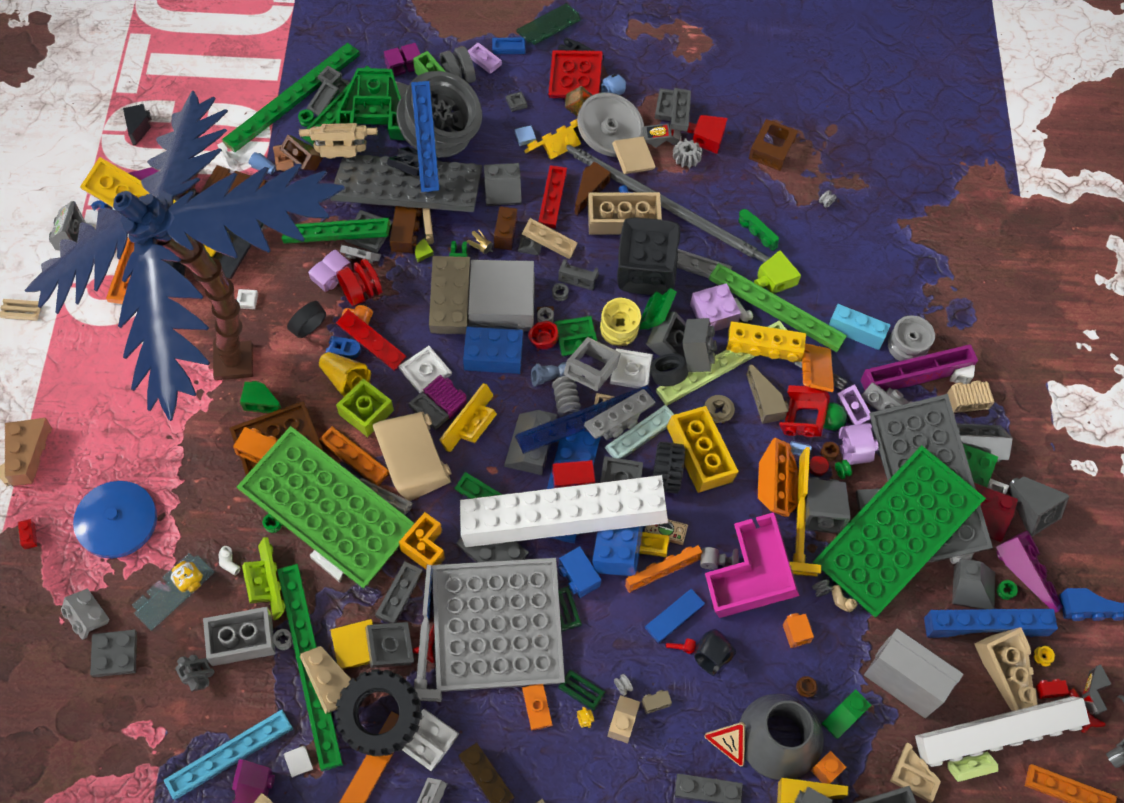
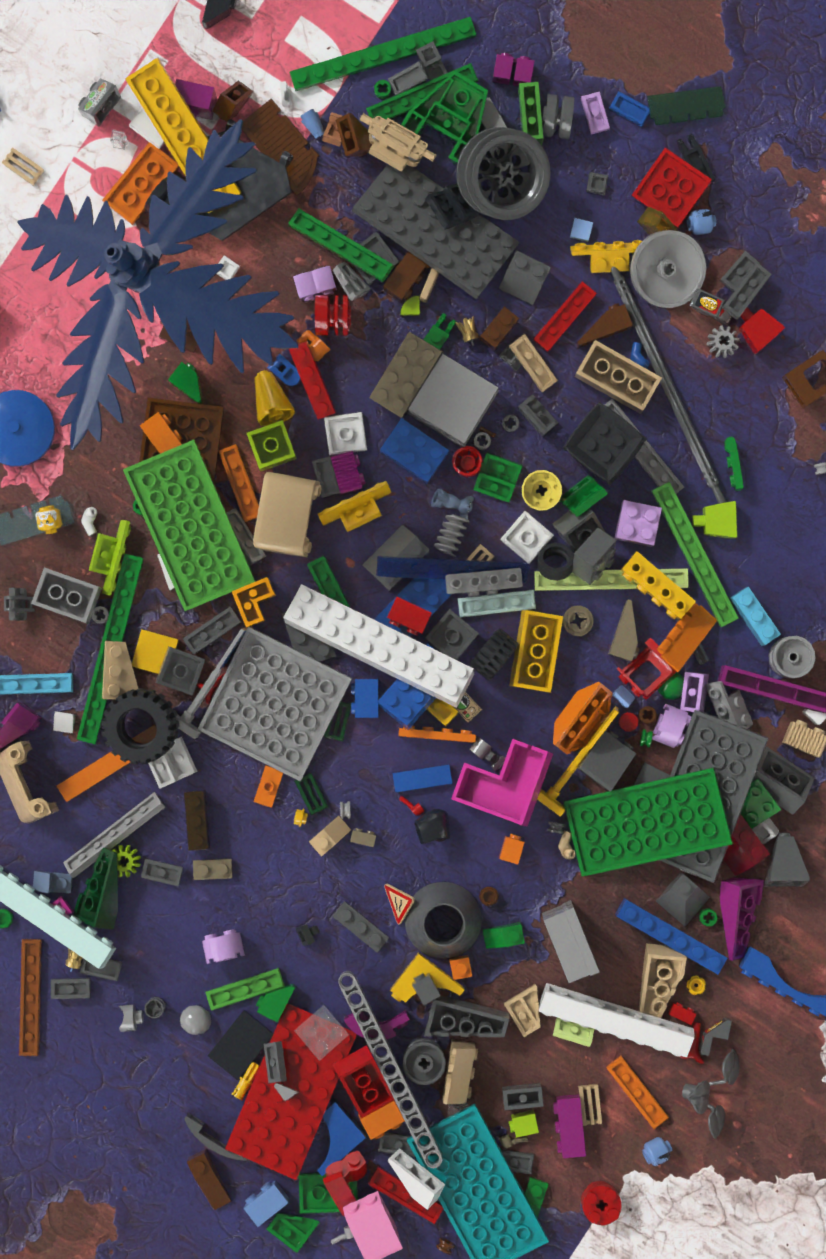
camera: 30 degrees right, 25 degrees up
(425, 136) = (468, 205): blue plate -> none
(593, 378) = (474, 527): light grey window -> none
(633, 155) = (668, 316): tan tile -> none
(745, 315) = (660, 535): white arm -> none

